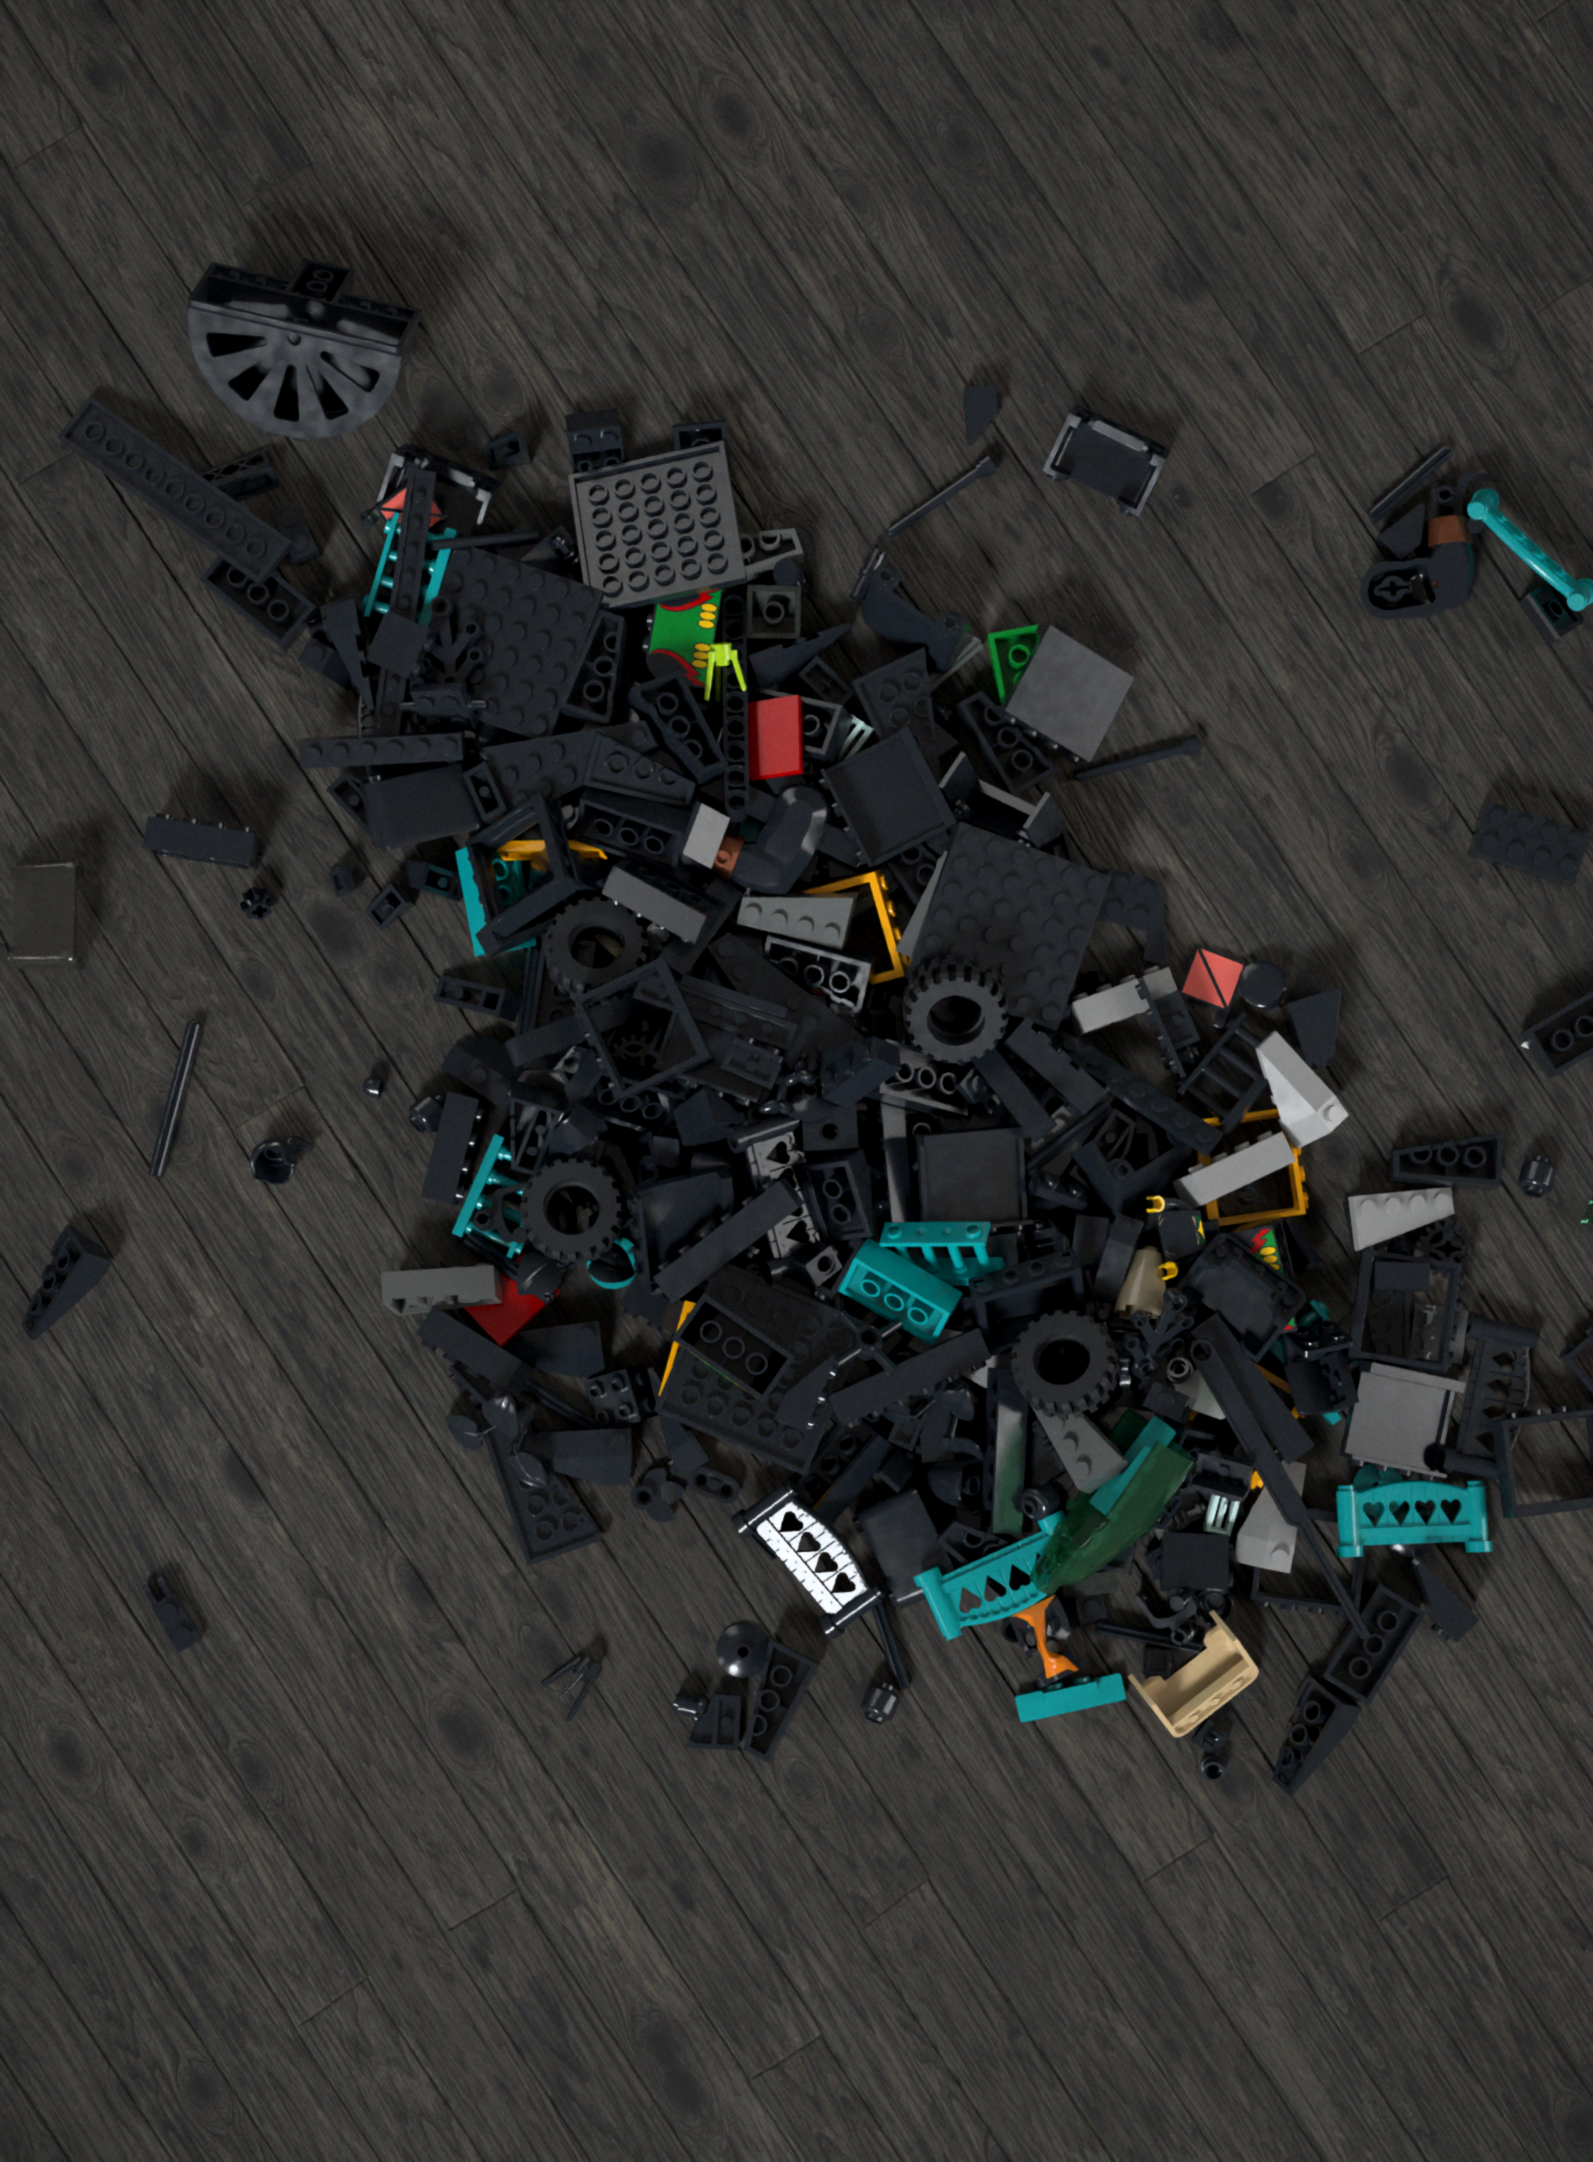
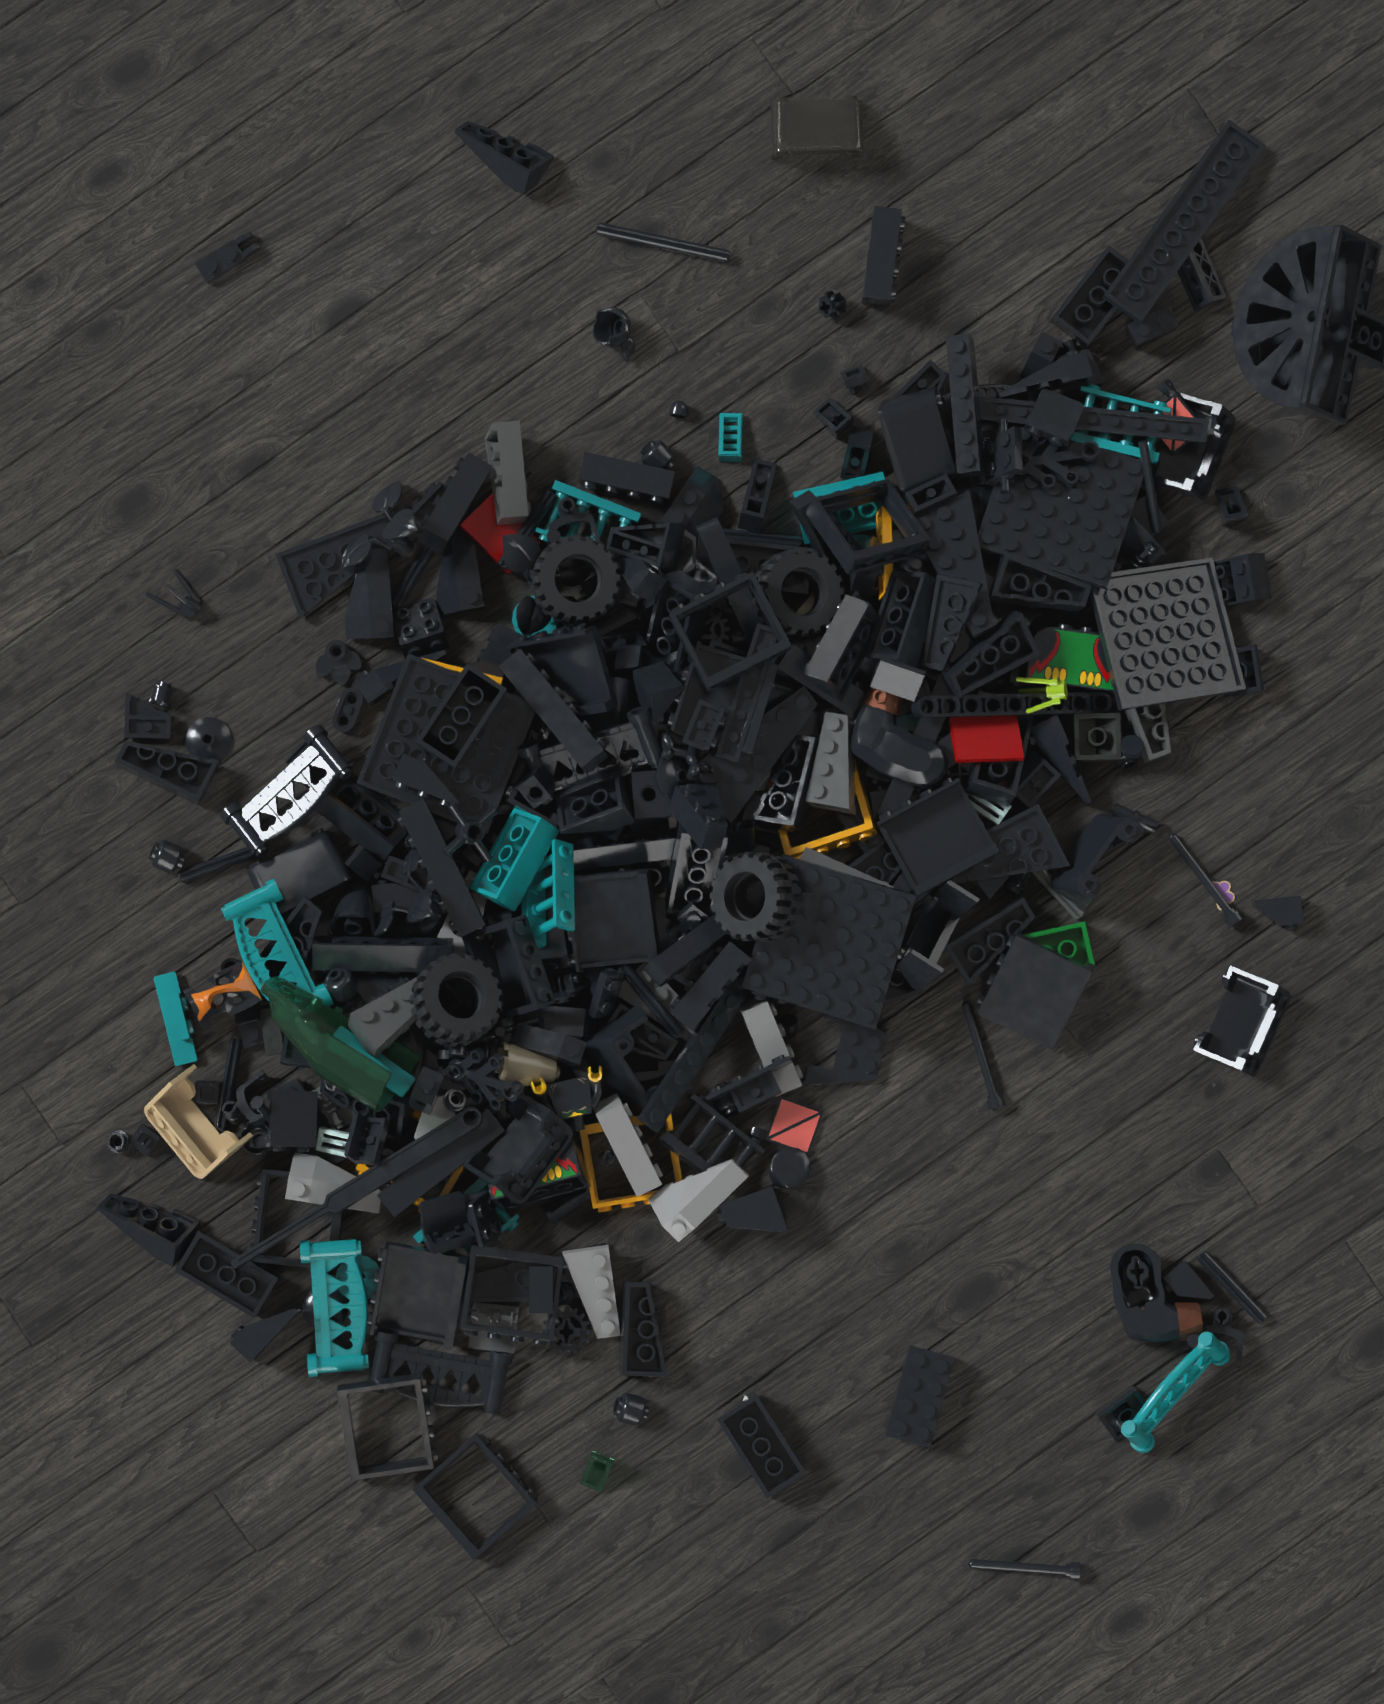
camera: 90 degrees right, 0 degrees up
(430, 1027) = (730, 452): none -> teal slope
(950, 476) = (1224, 888): none -> medium lavender sticker

